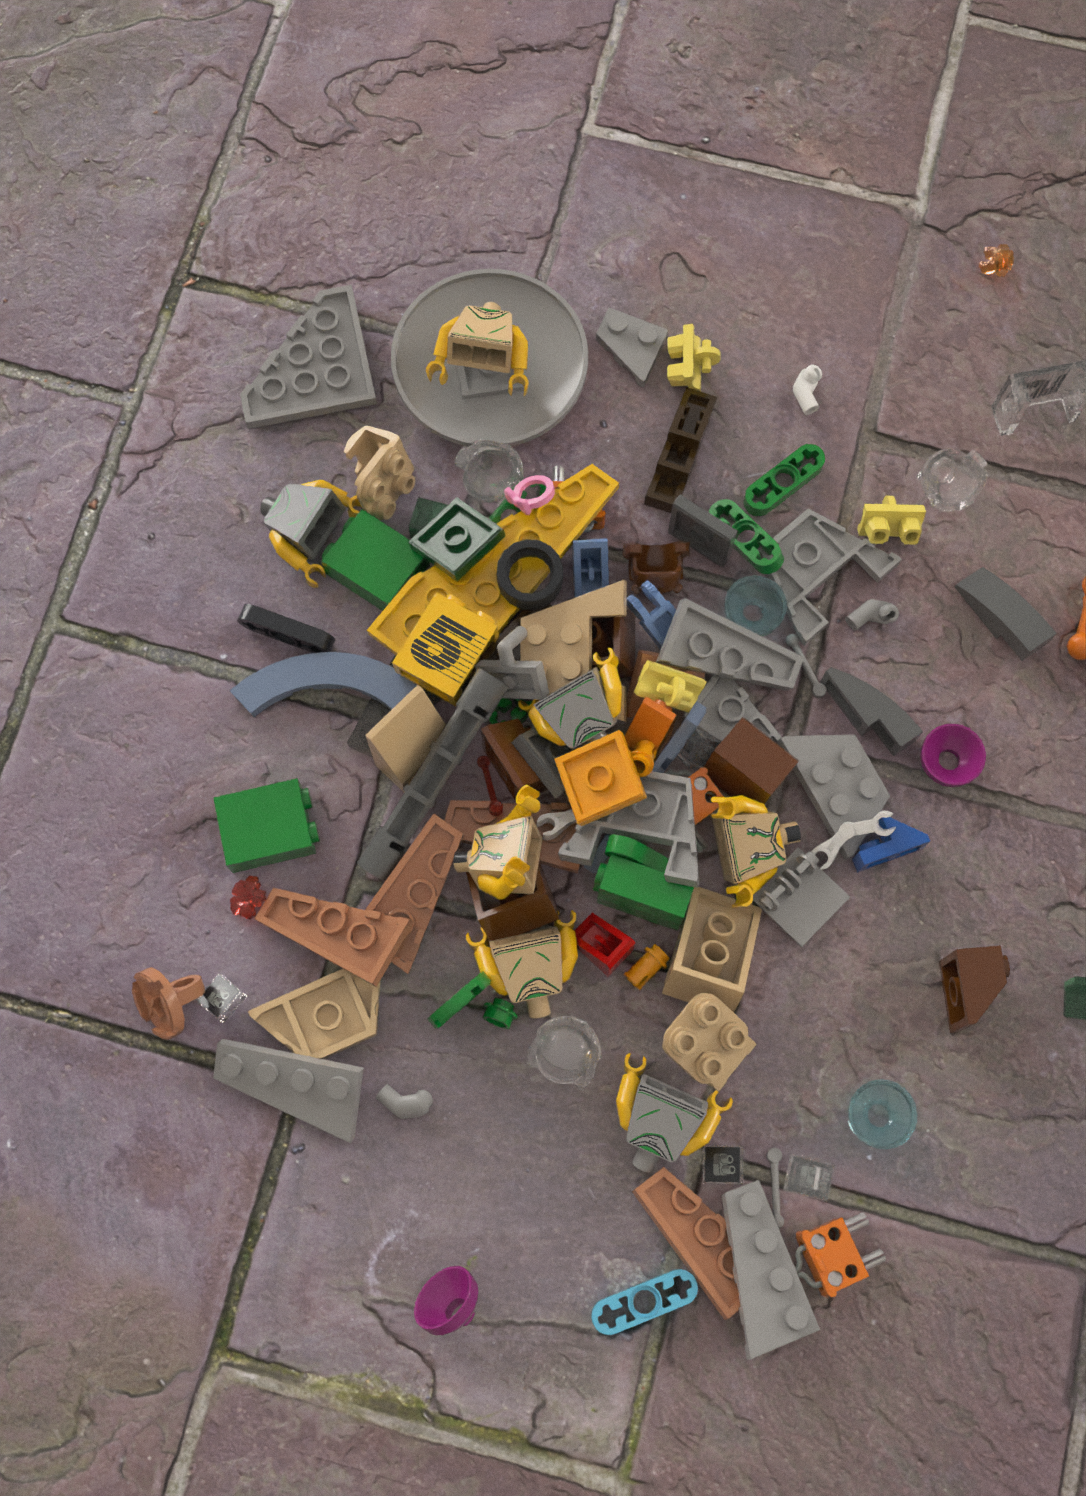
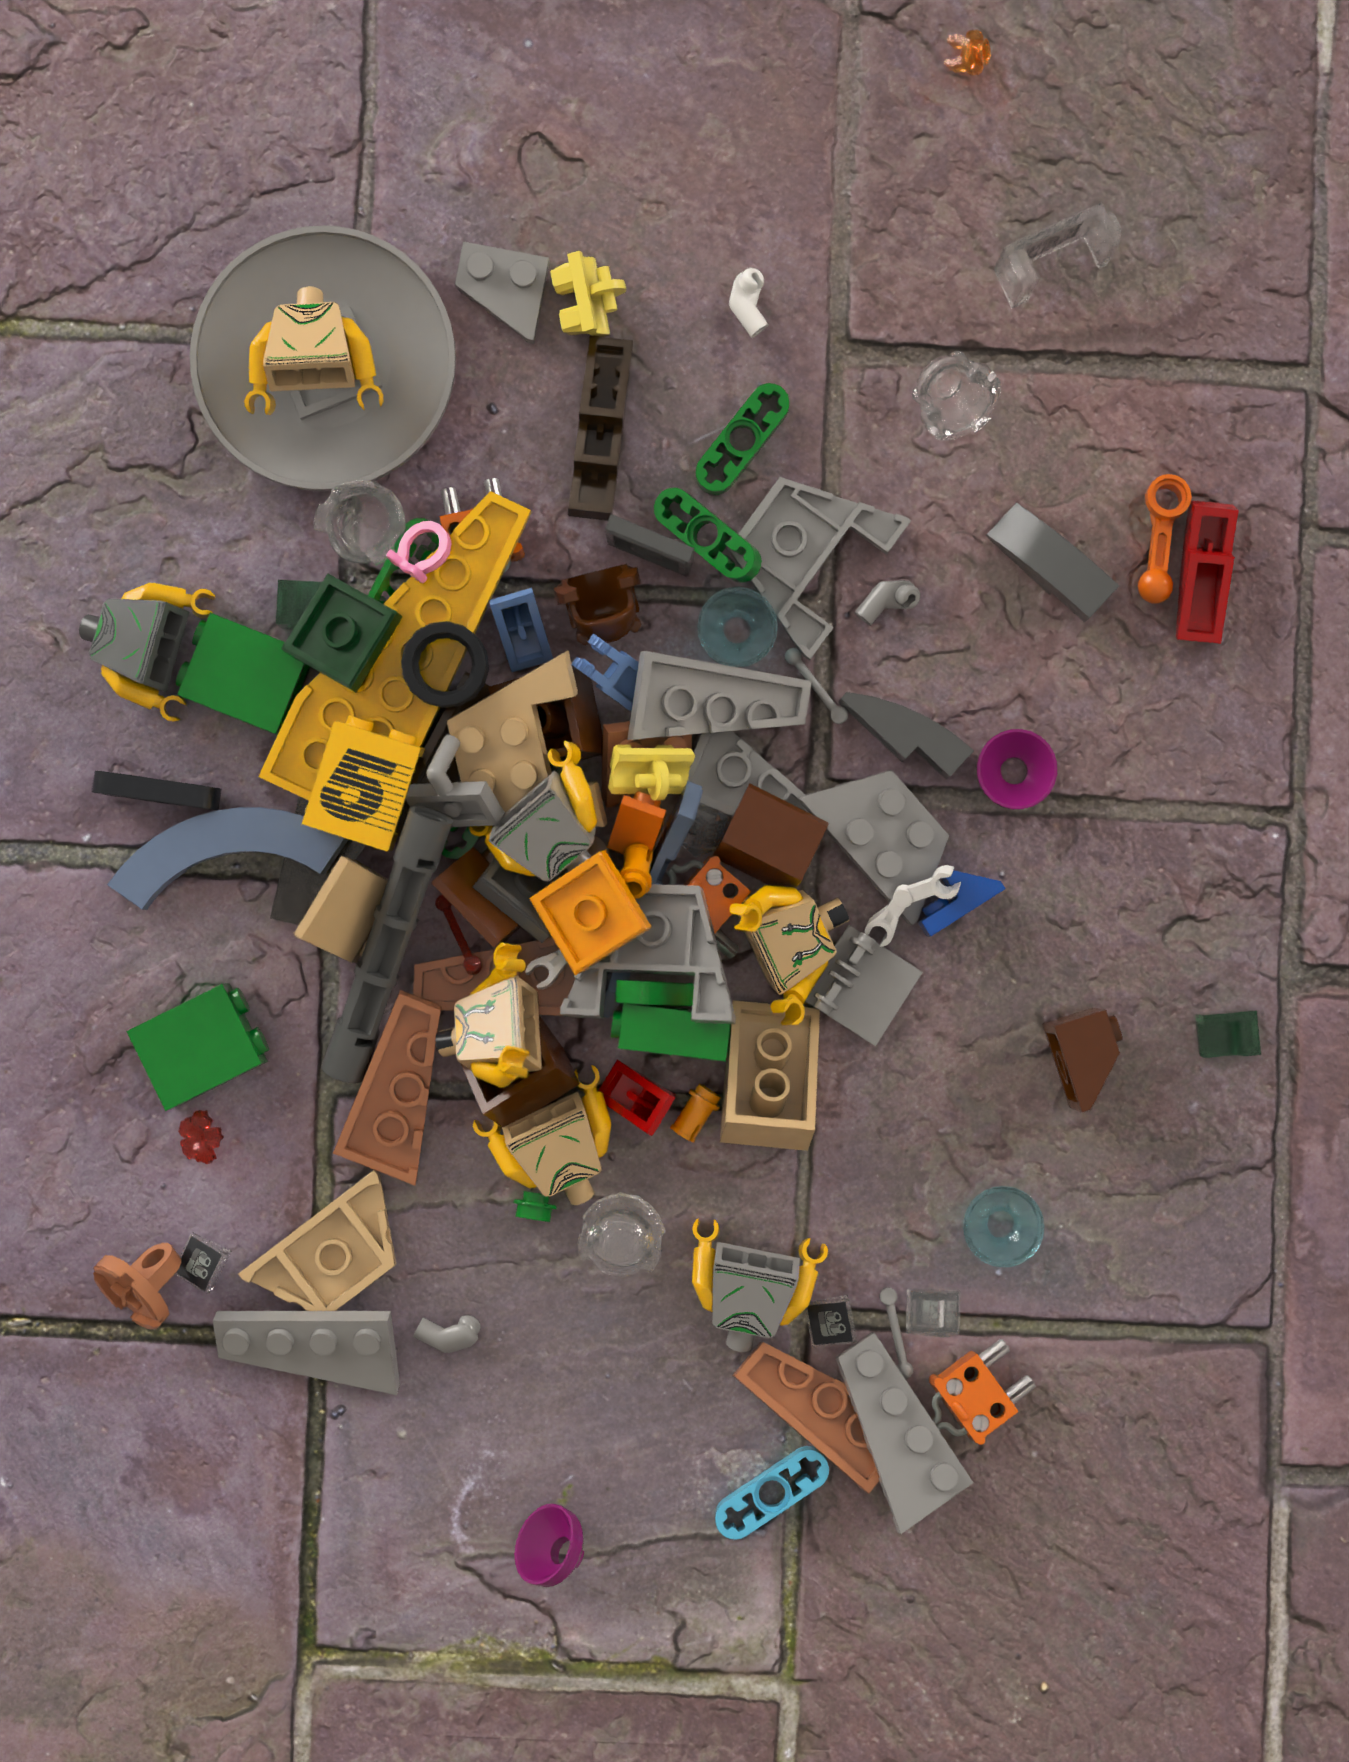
camera: 10 degrees left, 15 degrees up
(316, 368) = (98, 416): light grey plate -> none
(344, 935) = (325, 1161): nougat wing -> none
(381, 470) = (230, 559): tan piece -> none
(459, 1000) = (483, 1208): green tile -> none
(707, 1040) = (783, 1195): tan piece -> none
(893, 520) = (889, 467): light yellow hips -> none

